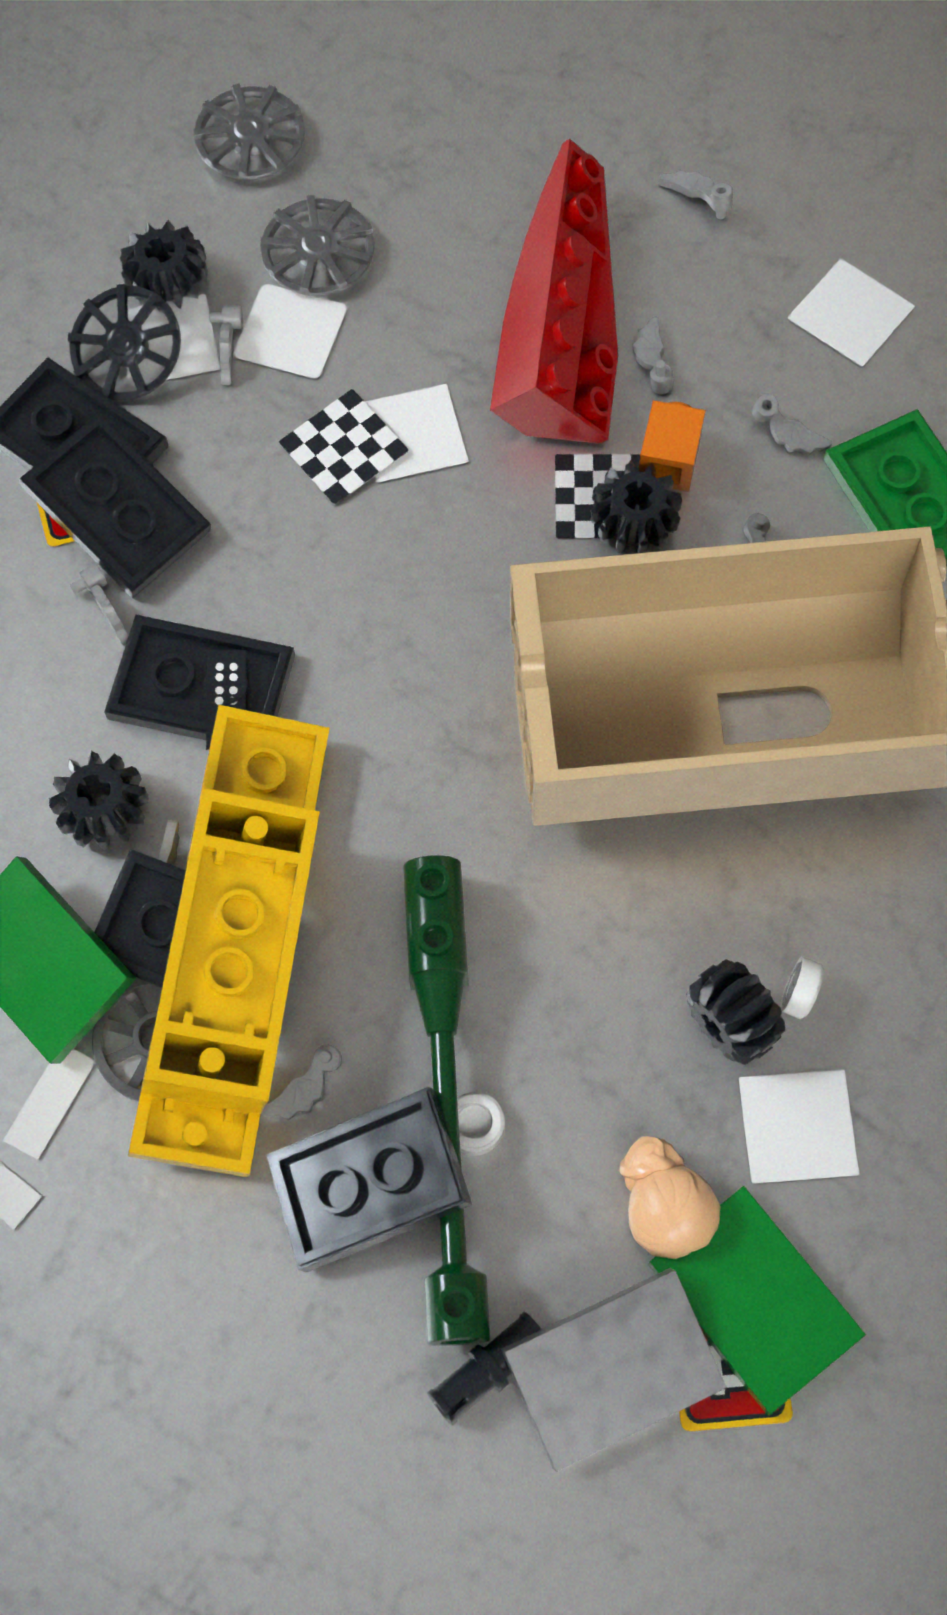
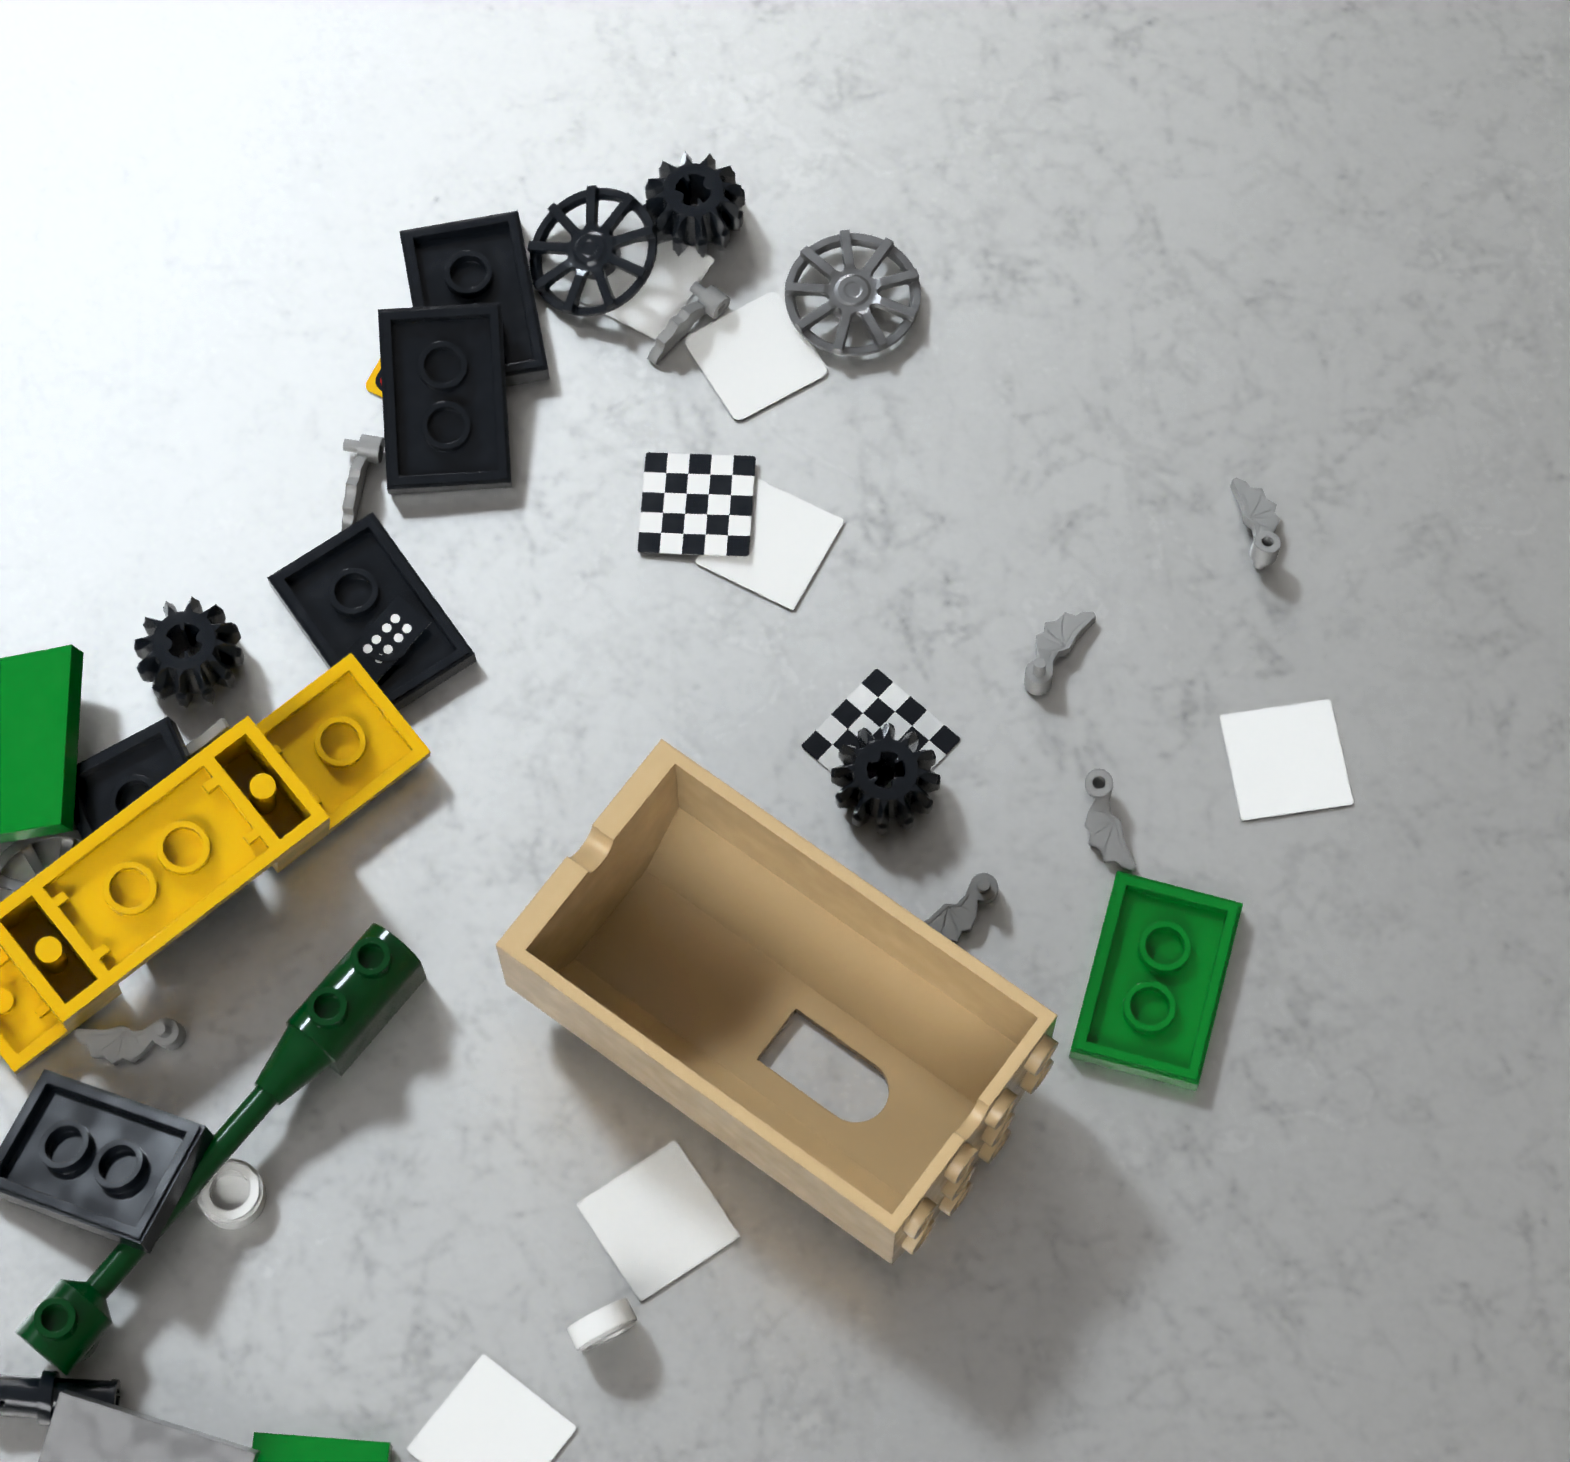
camera: 40 degrees right, 0 degrees up
(249, 131) = (898, 130): flat silver wheel -> none
(560, 313) = (1006, 537): red wedge -> none
(669, 1203) = (317, 1399): light nougat hair -> none
(672, 441) = (977, 746): orange brick -> none
(735, 1011) = (518, 1292): black gear -> none
(762, 897) = (658, 1220): none -> white sticker

